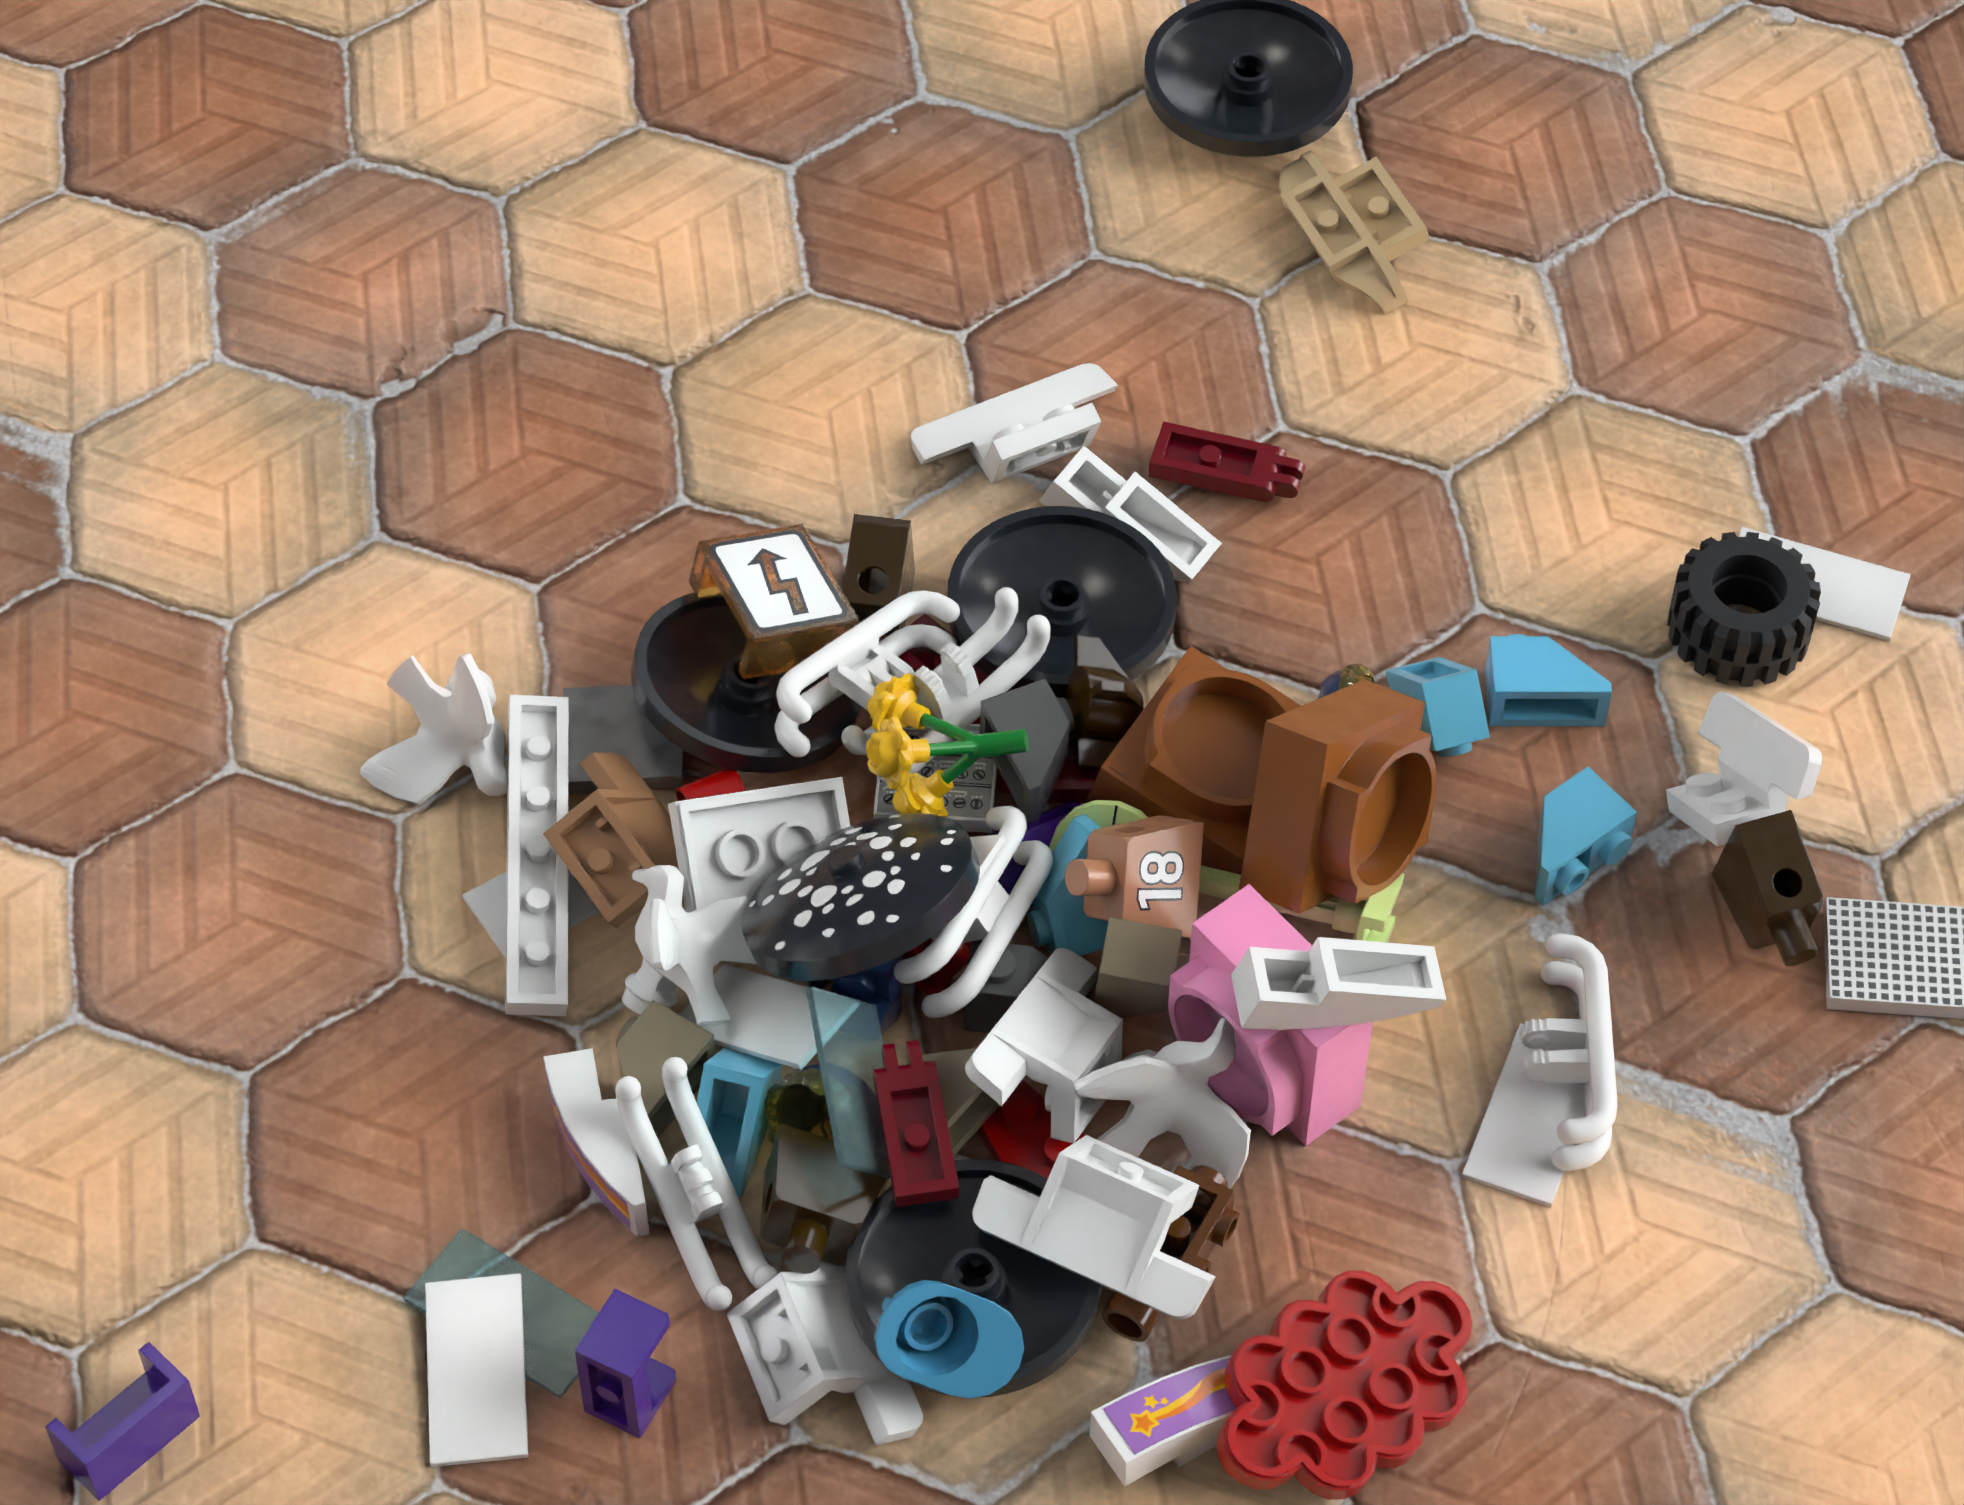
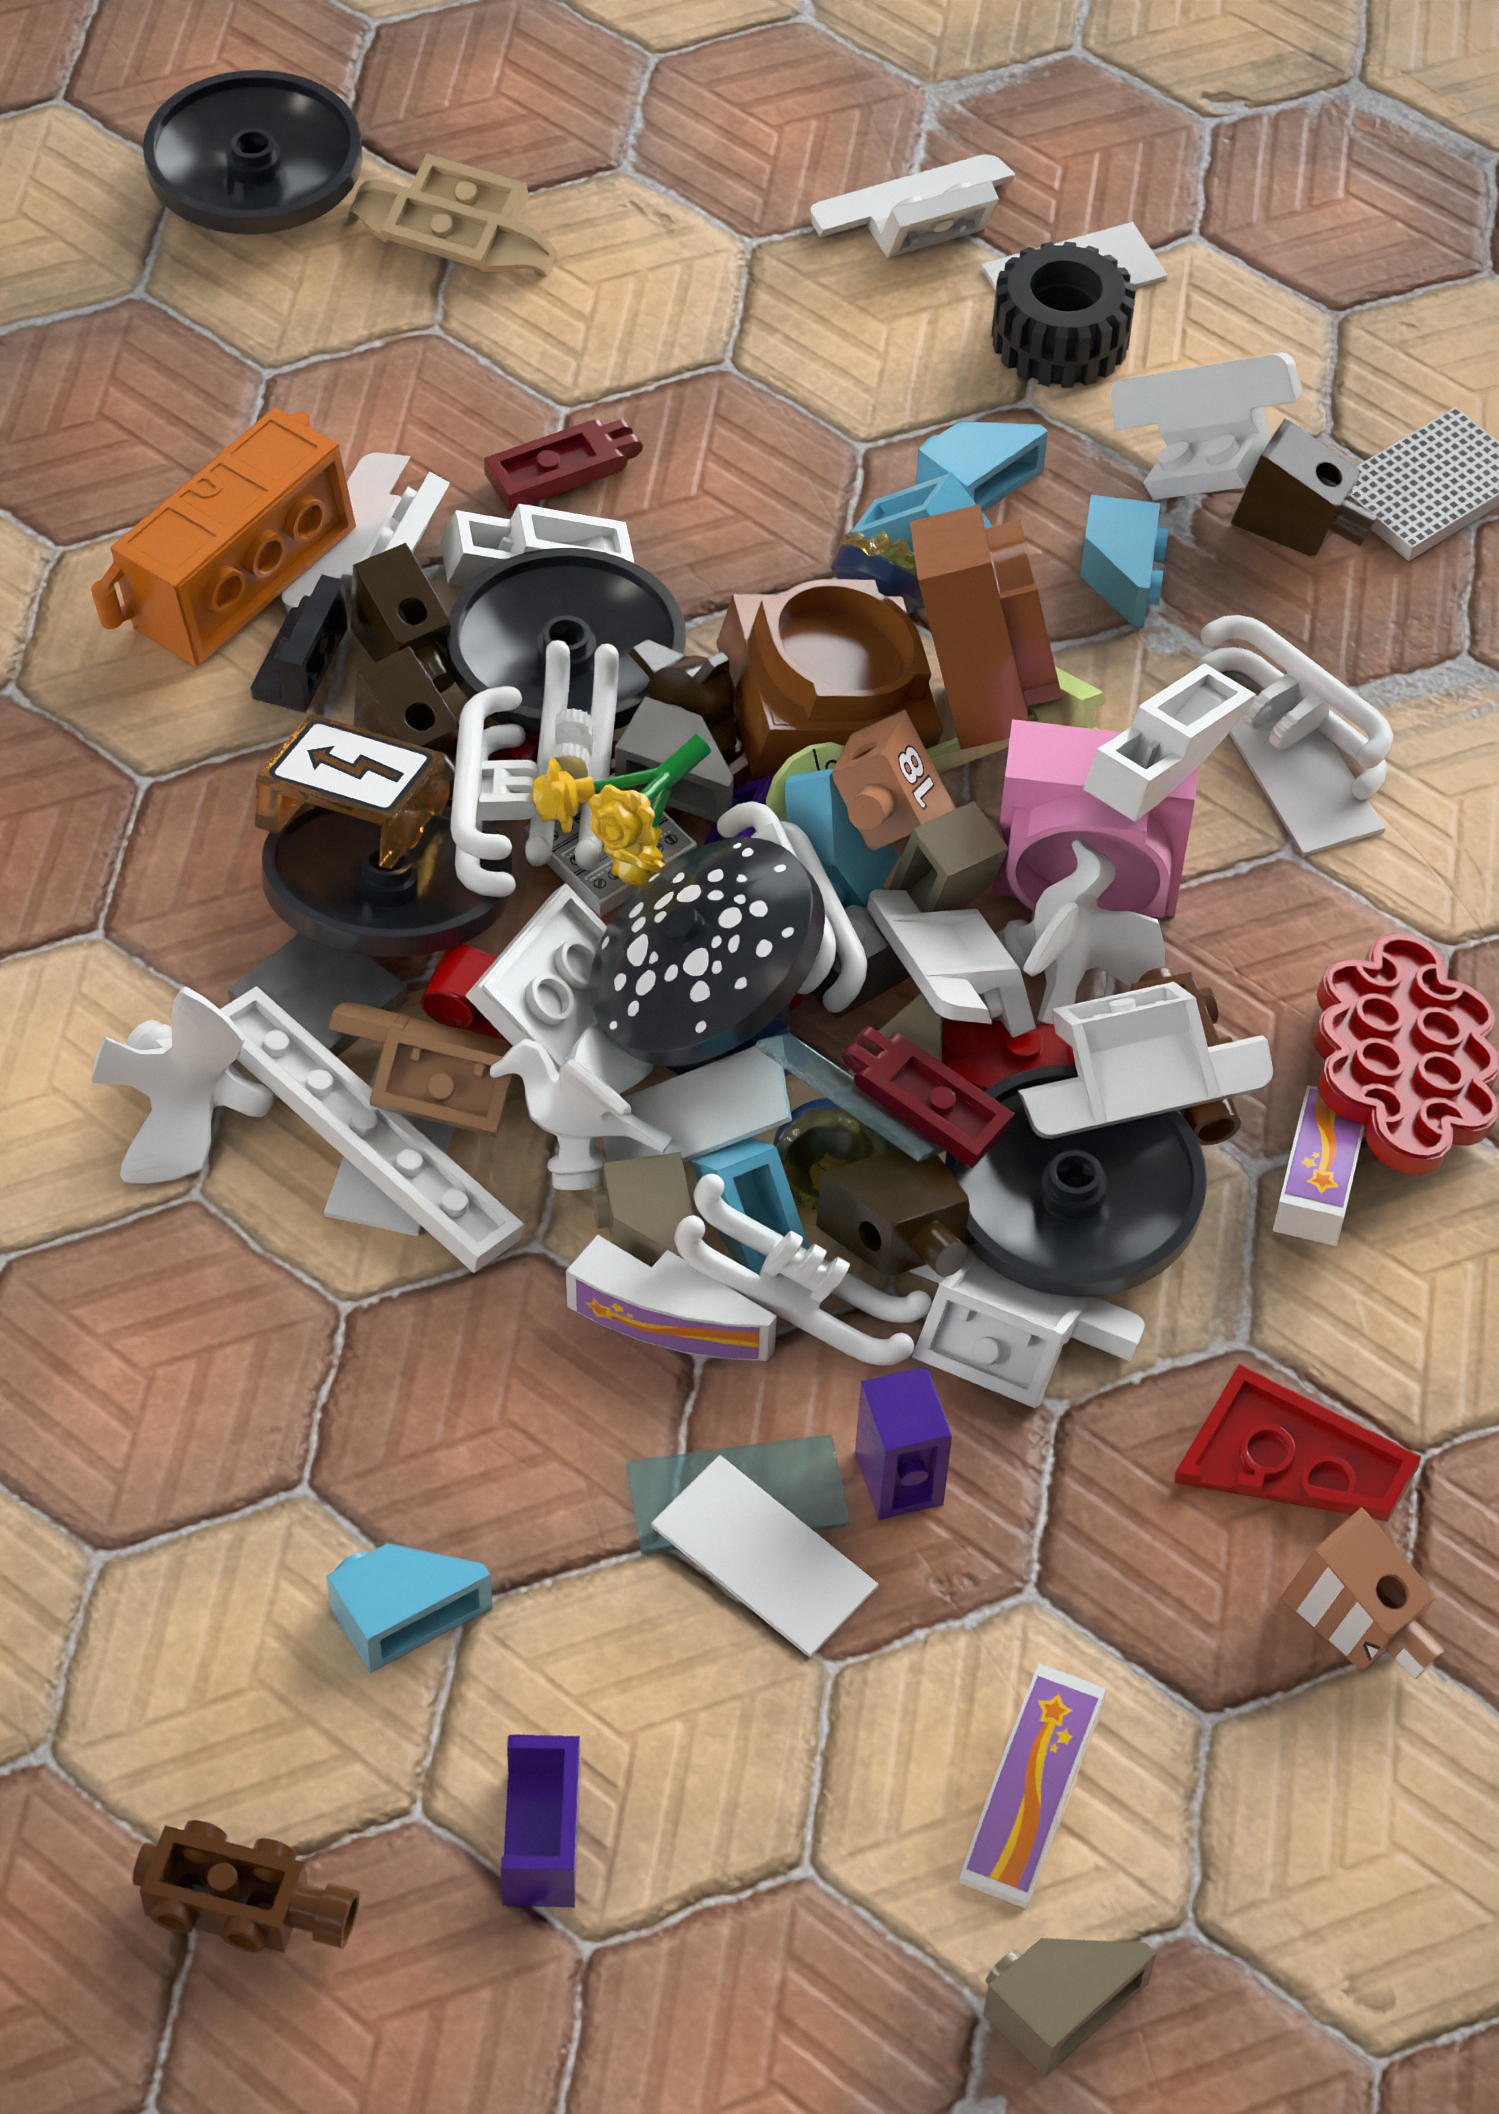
camera: 45 degrees left, 0 degrees up
(204, 1200) = (404, 1599): none -> medium azure slope
(879, 476) = (303, 647): none -> black bracket
(903, 356) = (229, 538): none -> orange container
(948, 1339) = (1131, 1225): dark azure piece -> none
(958, 498) = (399, 609): none -> dark brown torso
(1737, 446) = (919, 207): none -> white plate

